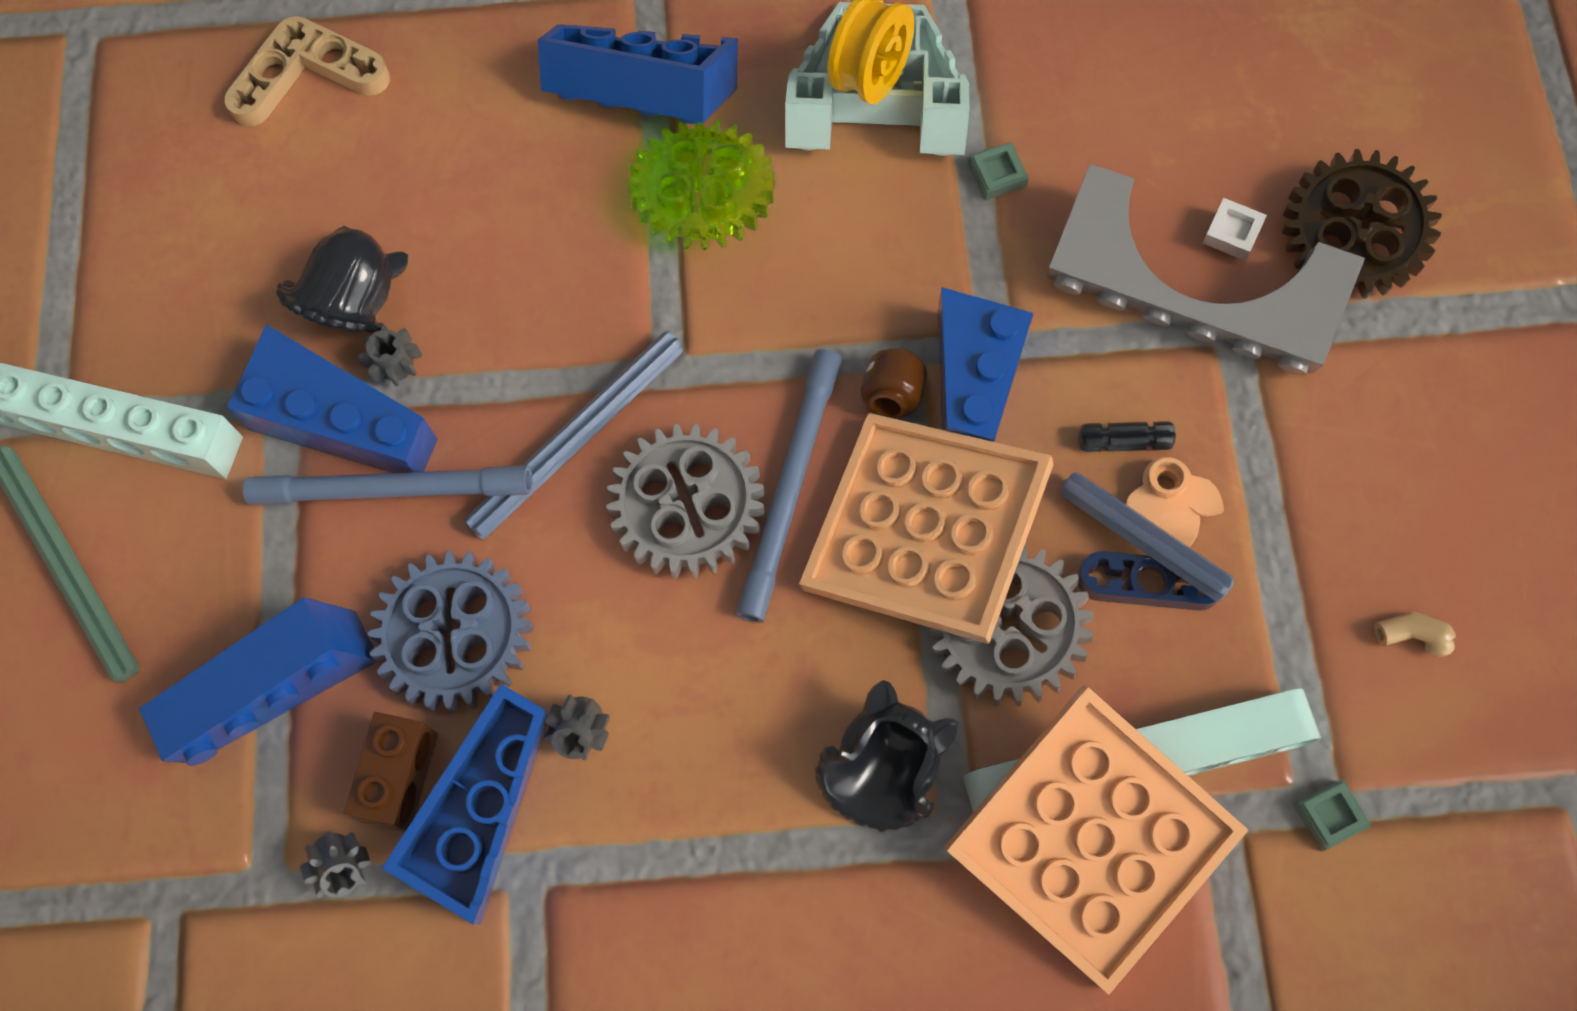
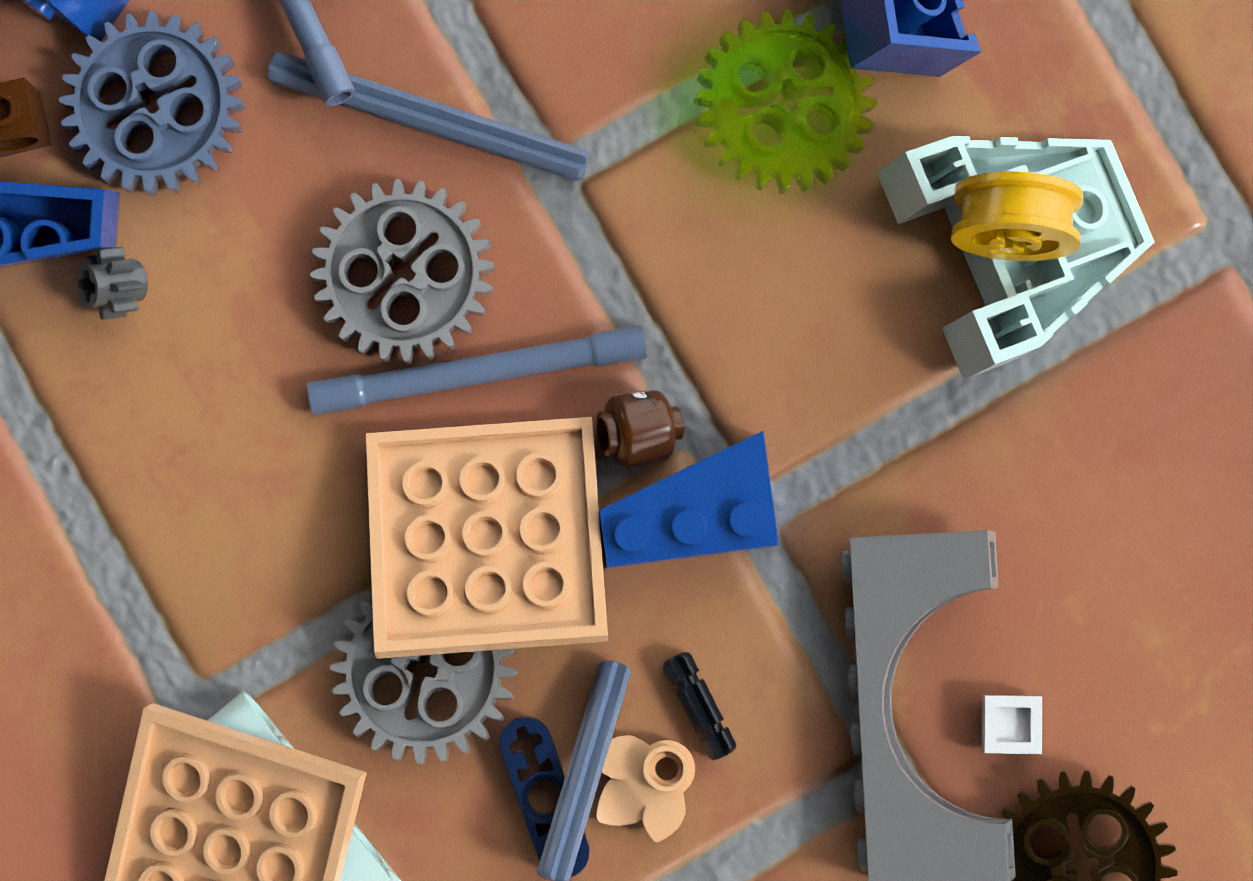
camera: 60 degrees right, 15 degrees up
(885, 763) = (217, 608): black hair -> none
(998, 171) = (968, 426): sand green tile -> none

